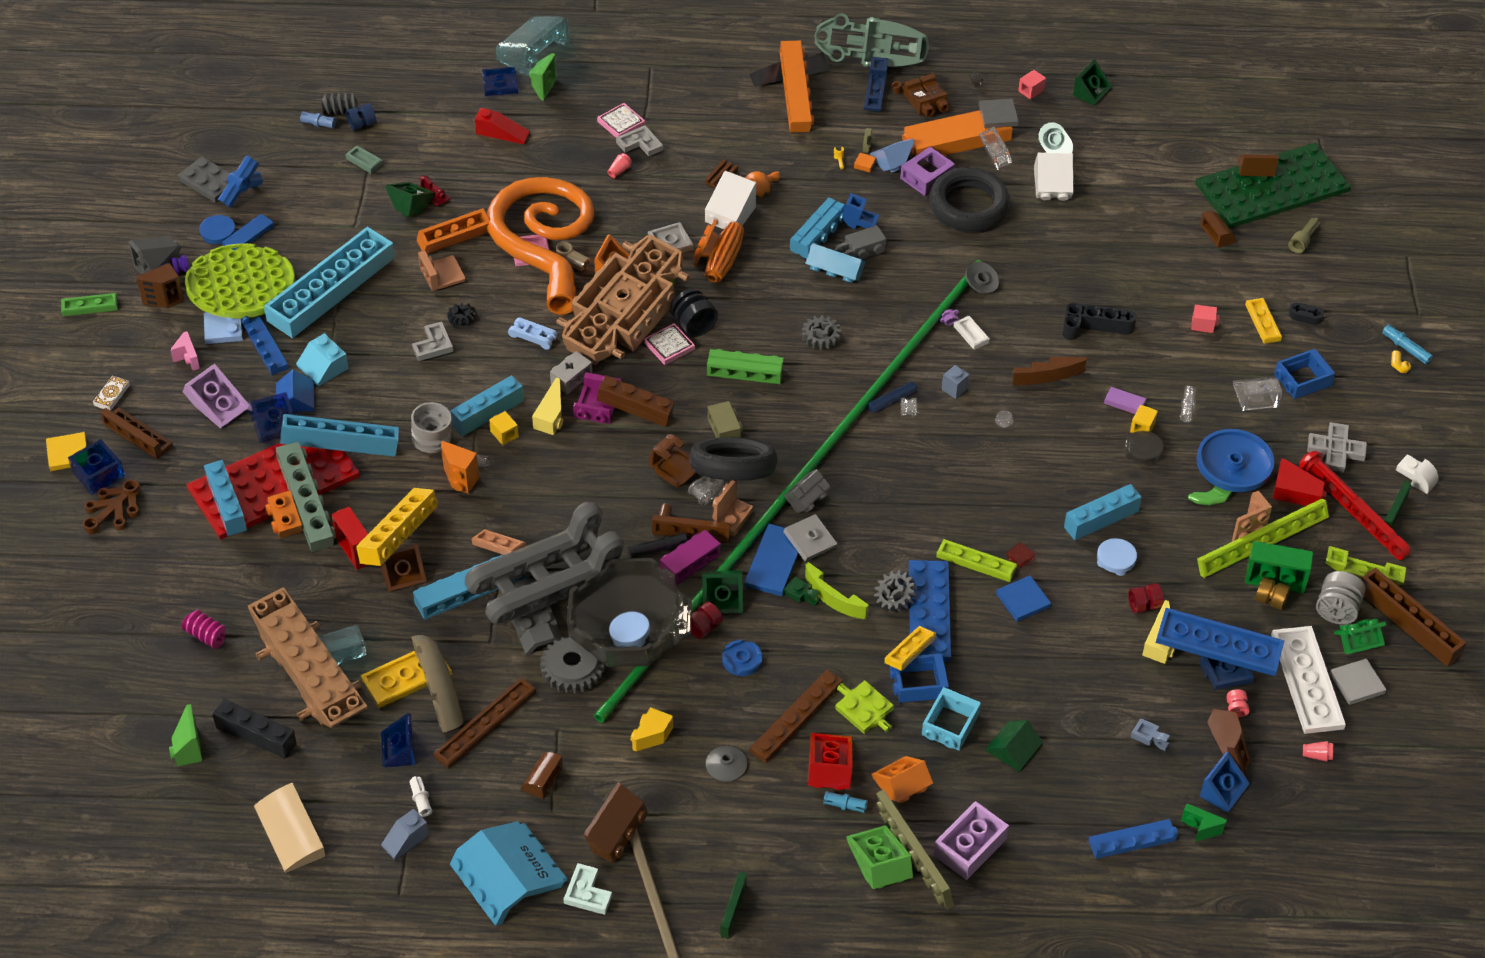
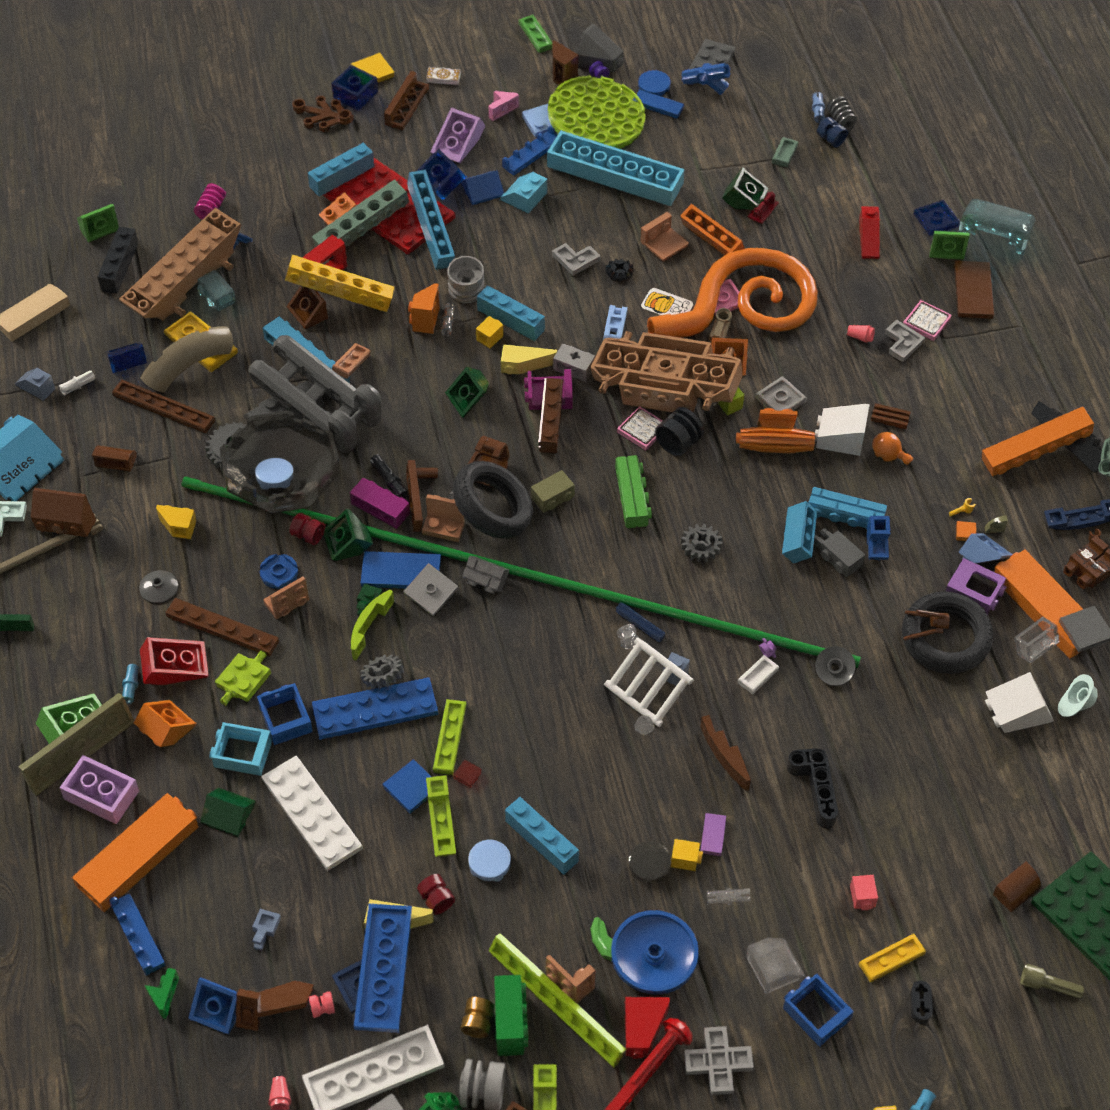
camera: 75 degrees right, 5 degrees up
(520, 292) = (665, 303): none -> sticker
(577, 459) = (467, 390): none -> dark green slope
(597, 81) = (974, 289): none -> reddish brown tile
(783, 652) = (287, 598): none -> nougat bracket
(910, 648) = (309, 693): yellow tile -> none
(948, 384) = (655, 657): none -> white bar
(968, 193) = (938, 620): none -> reddish brown plant
(1032, 679) = (312, 813): none -> white plate
(1046, 823) = (136, 851): none -> orange brick
(1065, 583) = (440, 816): none -> lime slope

